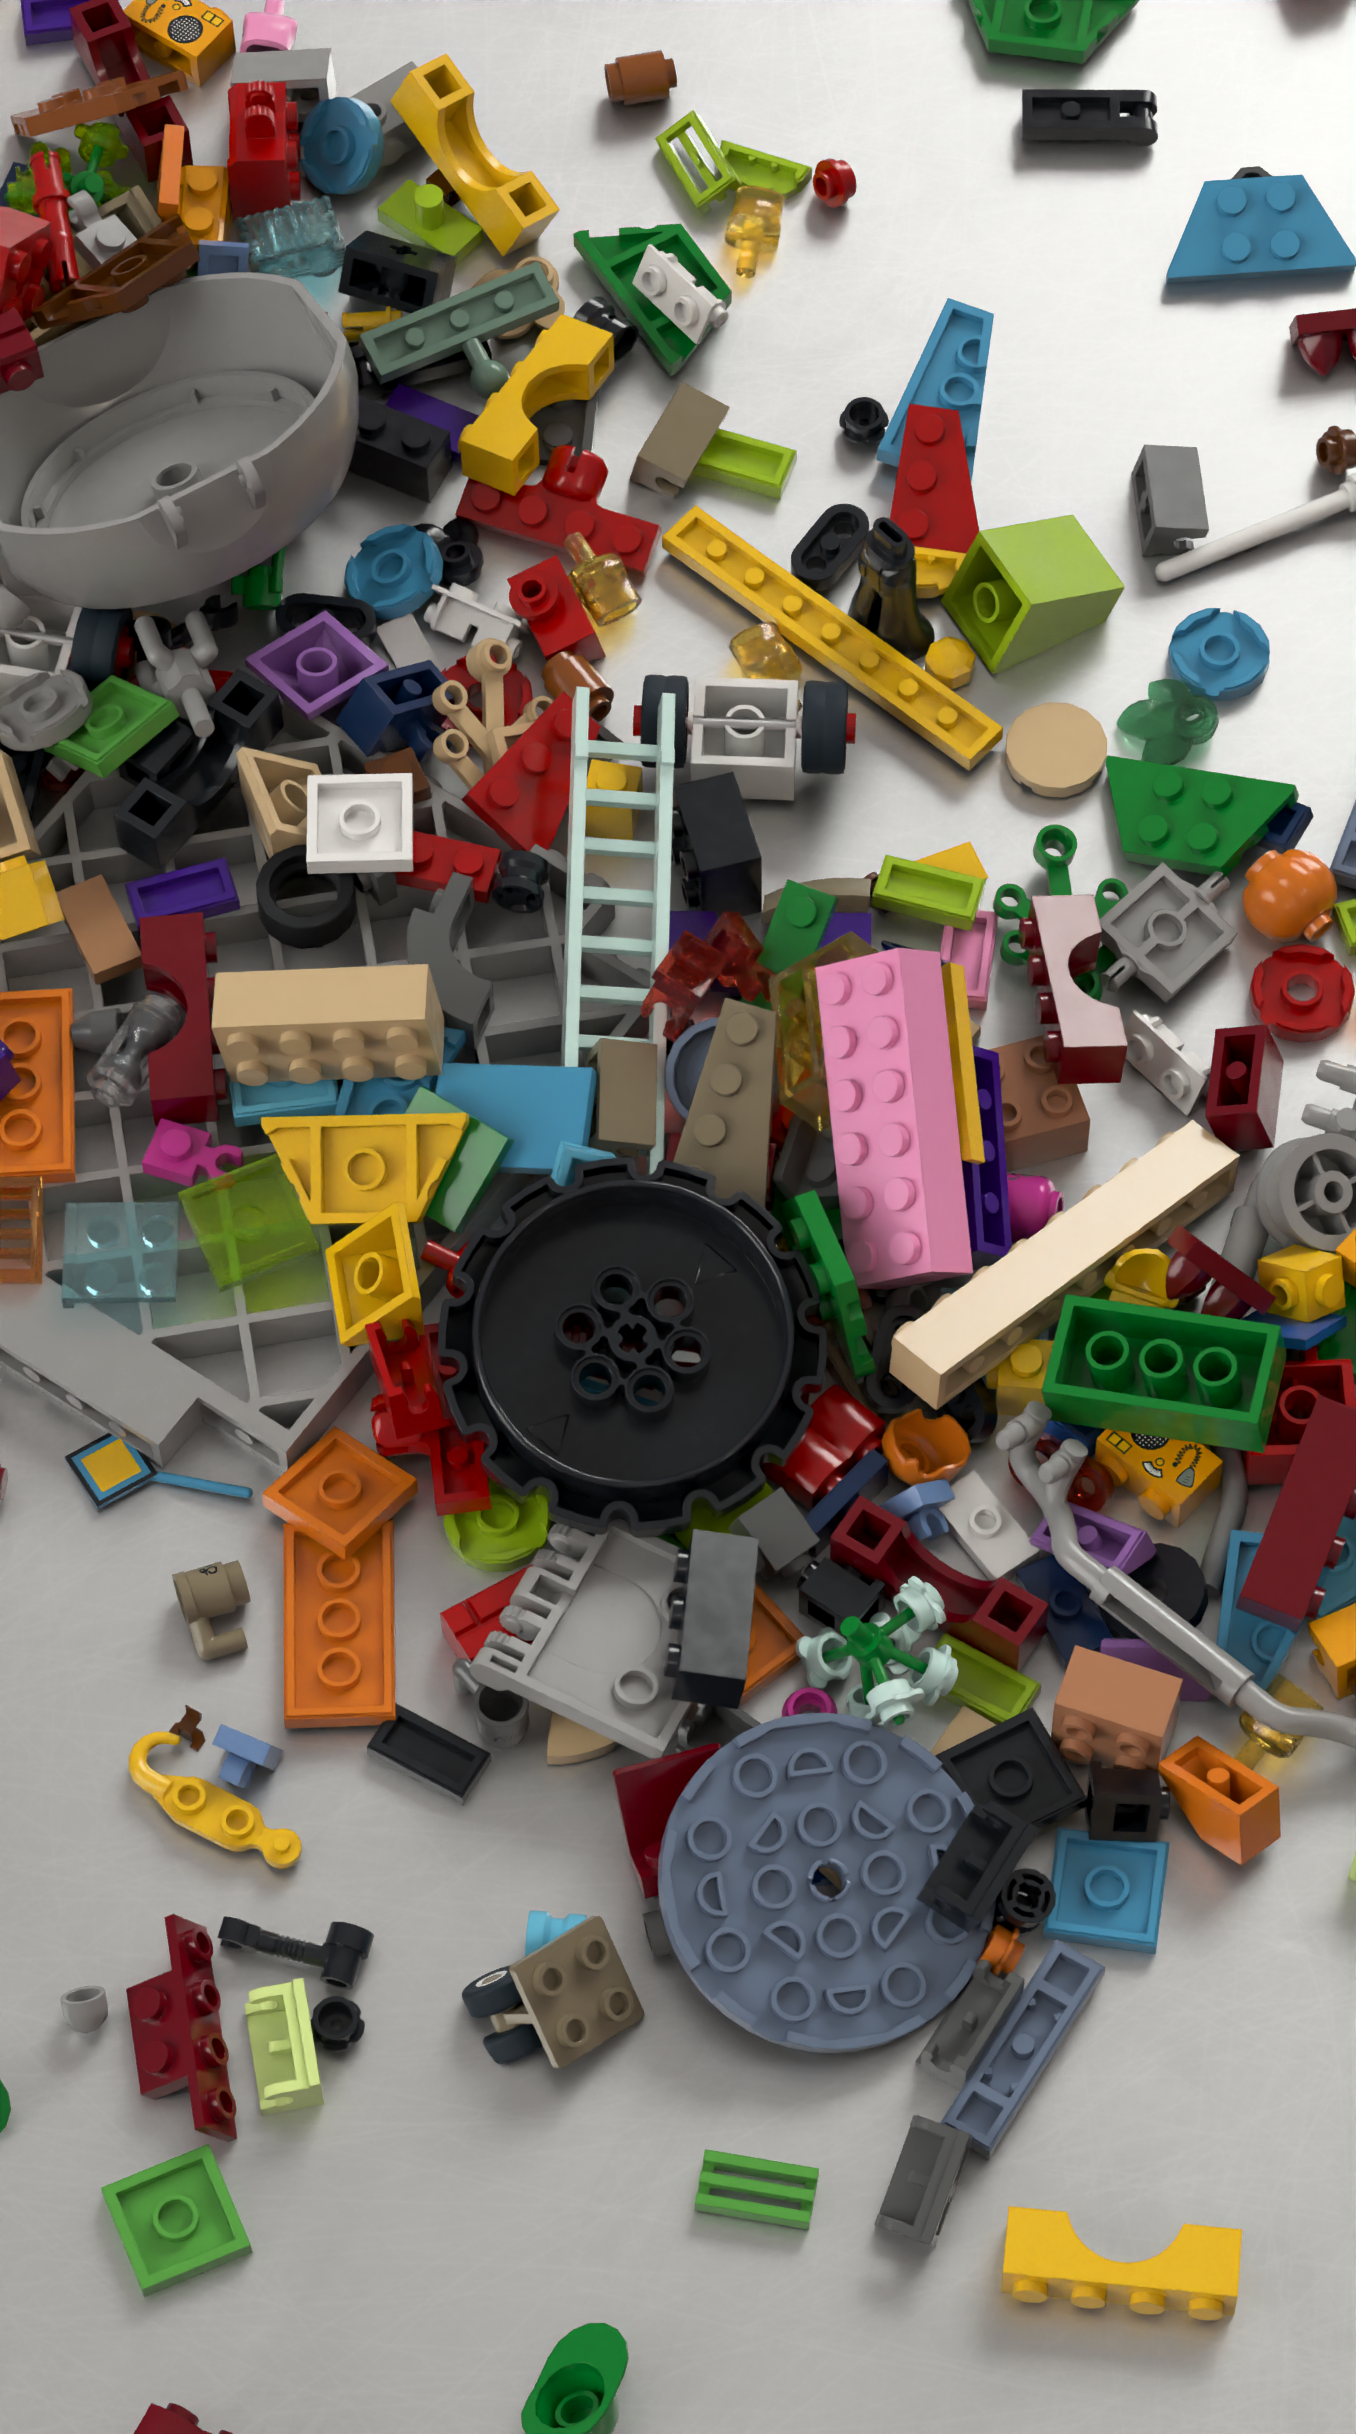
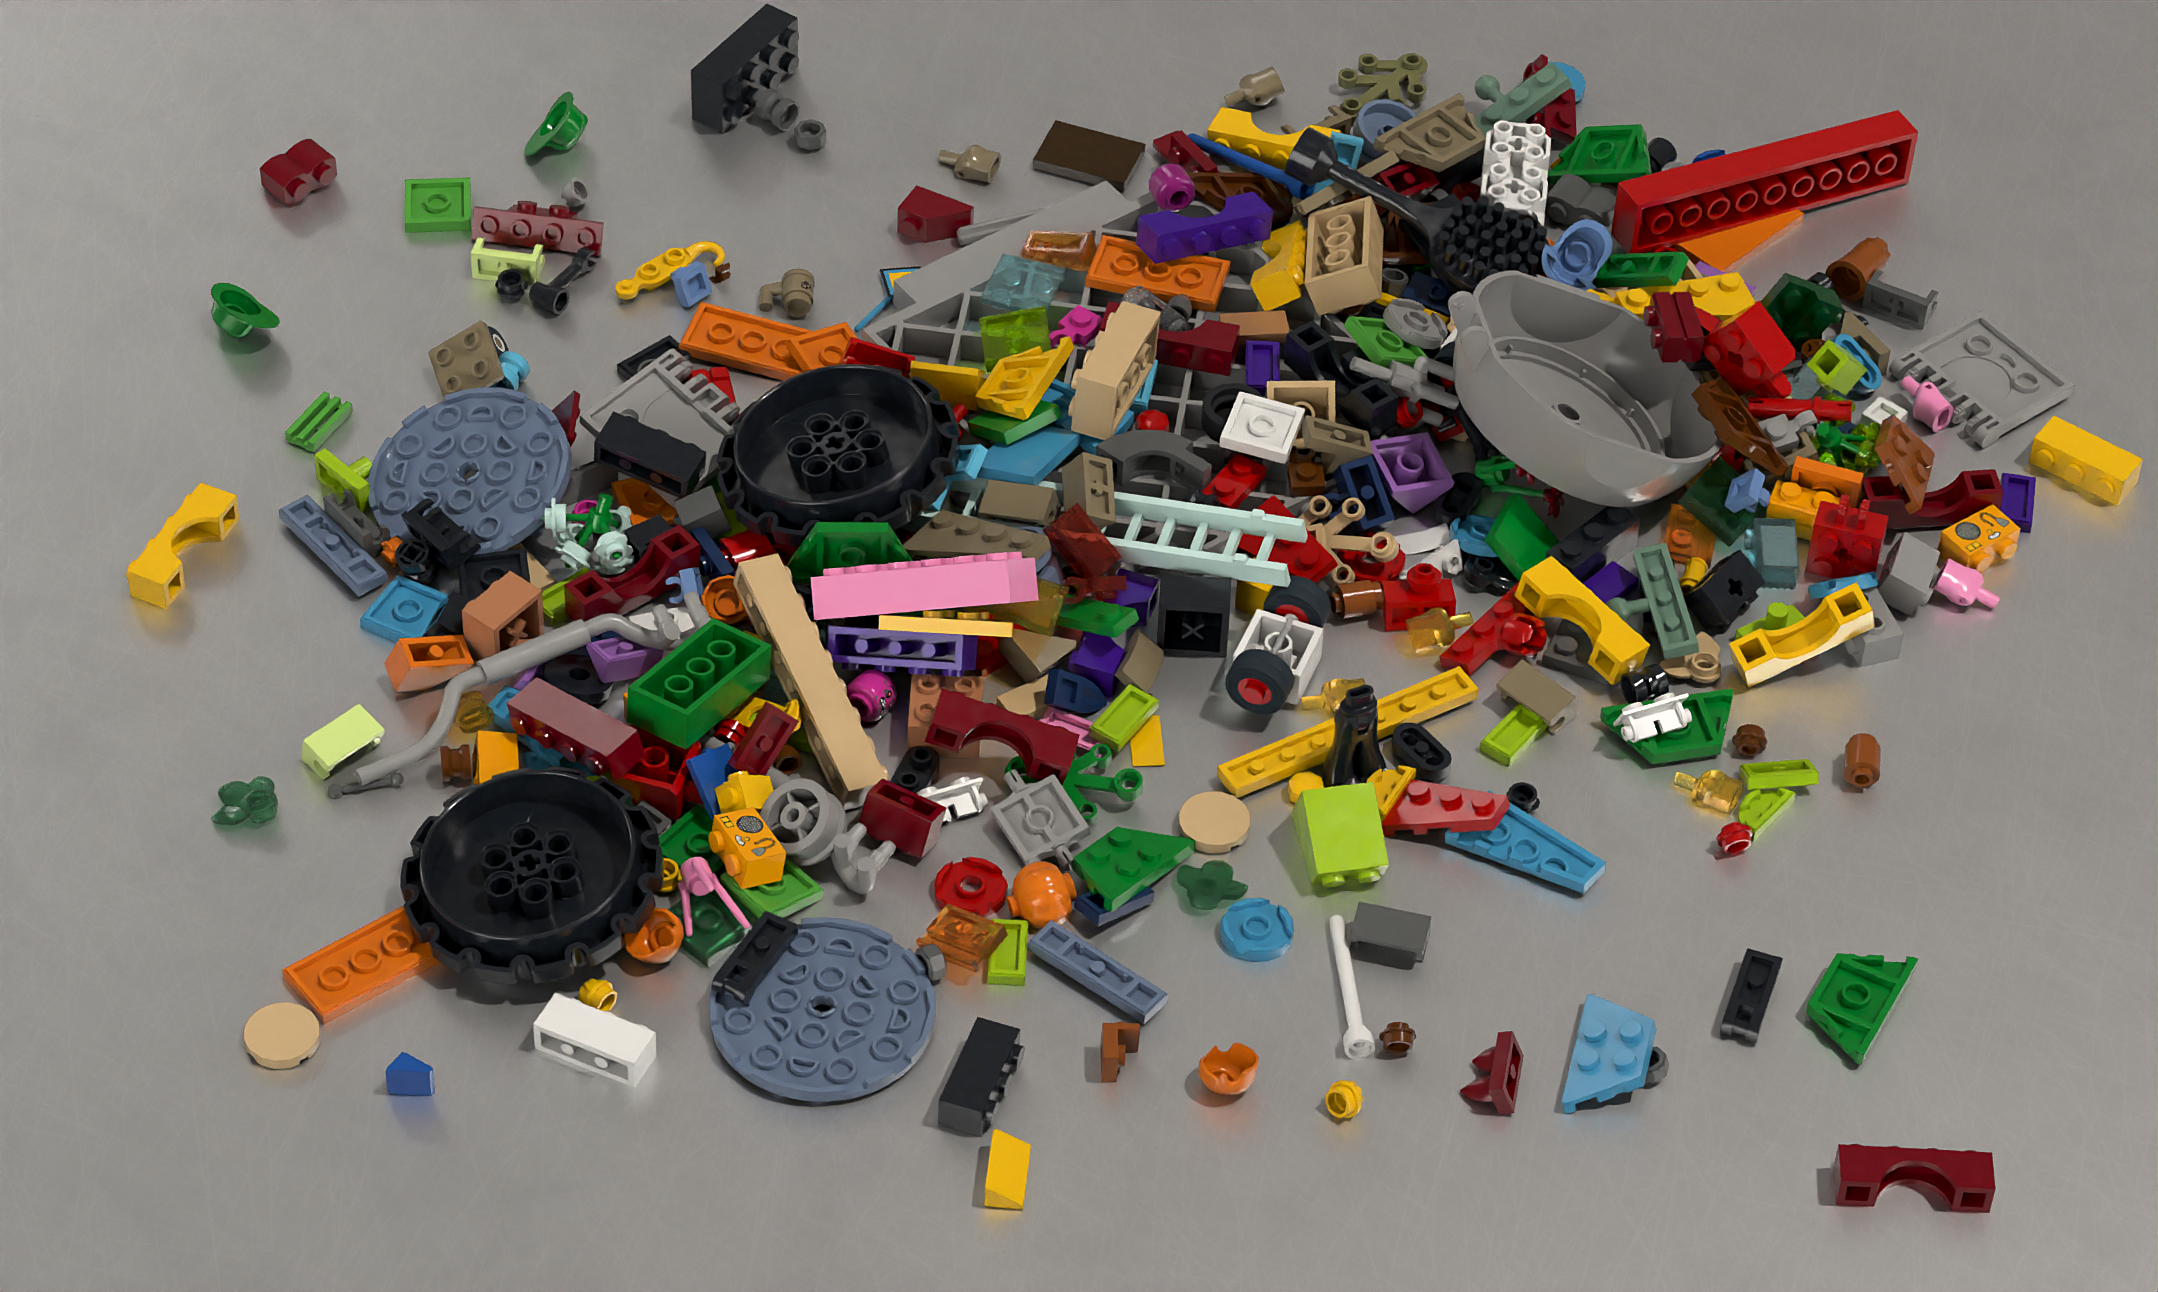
camera: 105 degrees right, 15 degrees down
(336, 736) = (1335, 442): none -> dark tan slope
(401, 513) = (1519, 536): none -> green tile
(591, 993) = (1090, 484): none -> dark tan hinge
(650, 203) = (1750, 740): none -> reddish brown plate
(878, 2081) = (339, 476): none -> lime tile
(924, 2180) = (272, 479): dark grey hinge -> none
(1132, 1124) = (917, 768): none -> black plate

